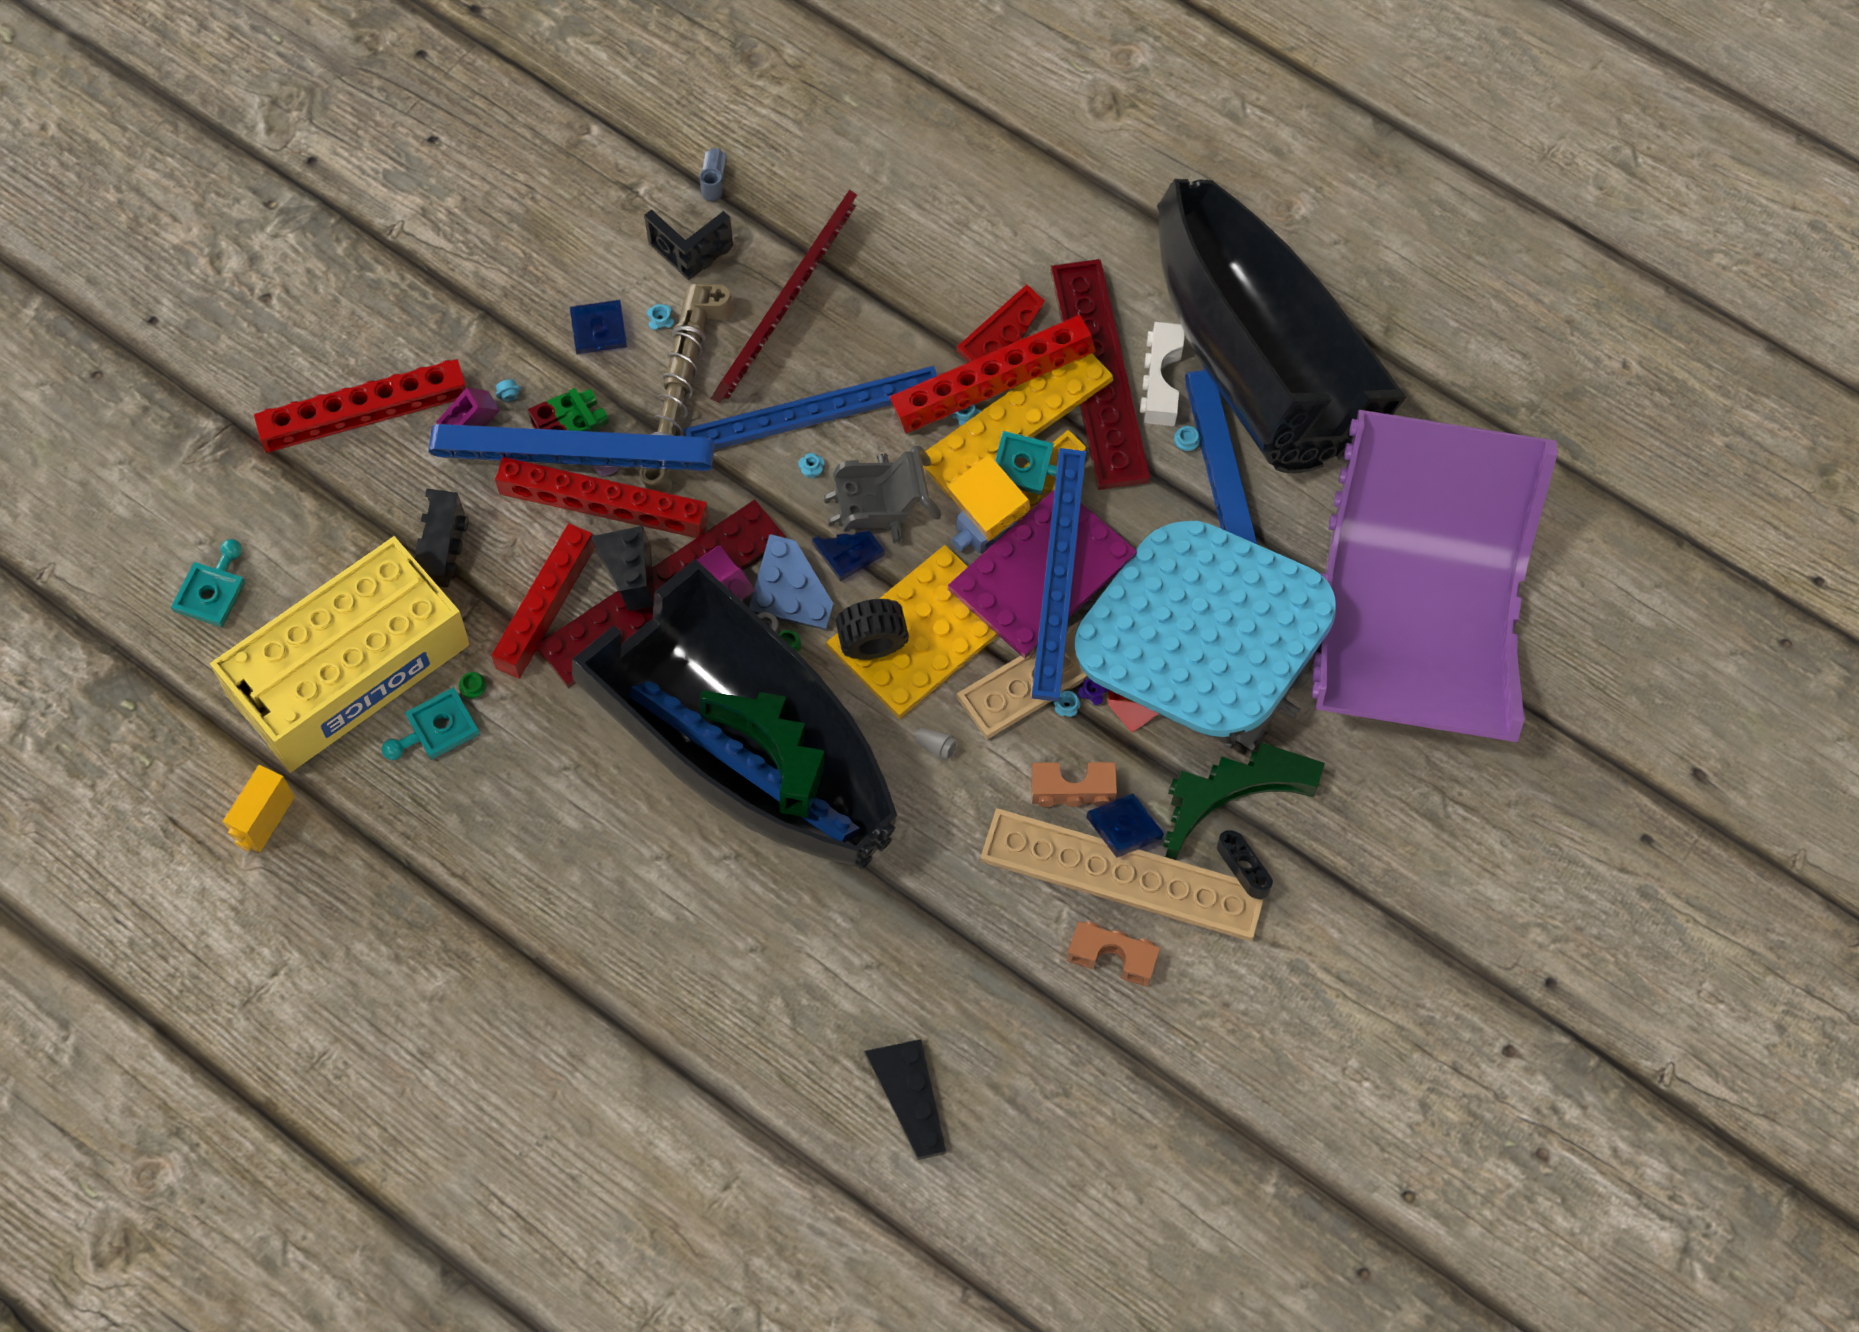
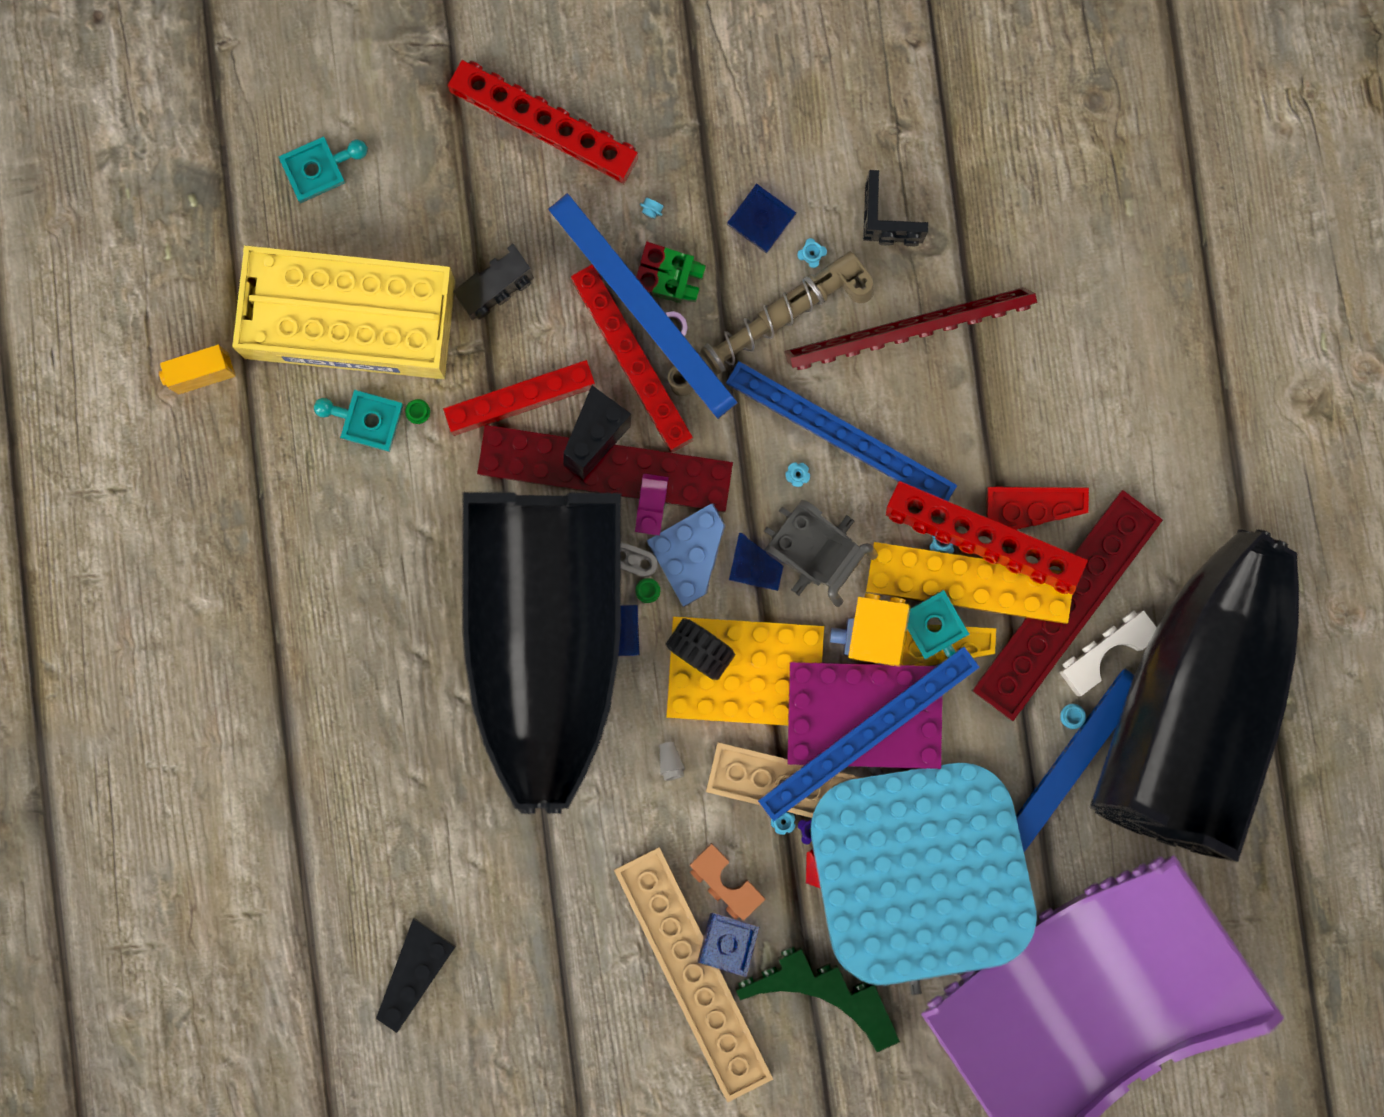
camera: 45 degrees right, 20 degrees up
(471, 408) = (606, 201): magenta arch -> none
(713, 174) = (964, 171): sand blue piece -> none
(736, 756) = (524, 655): blue plate -> none
(783, 739) = (561, 670): dark green arch -> none
(1092, 941) = (623, 997): nougat arch -> none
(1244, 875) = (775, 1030): black beam -> none

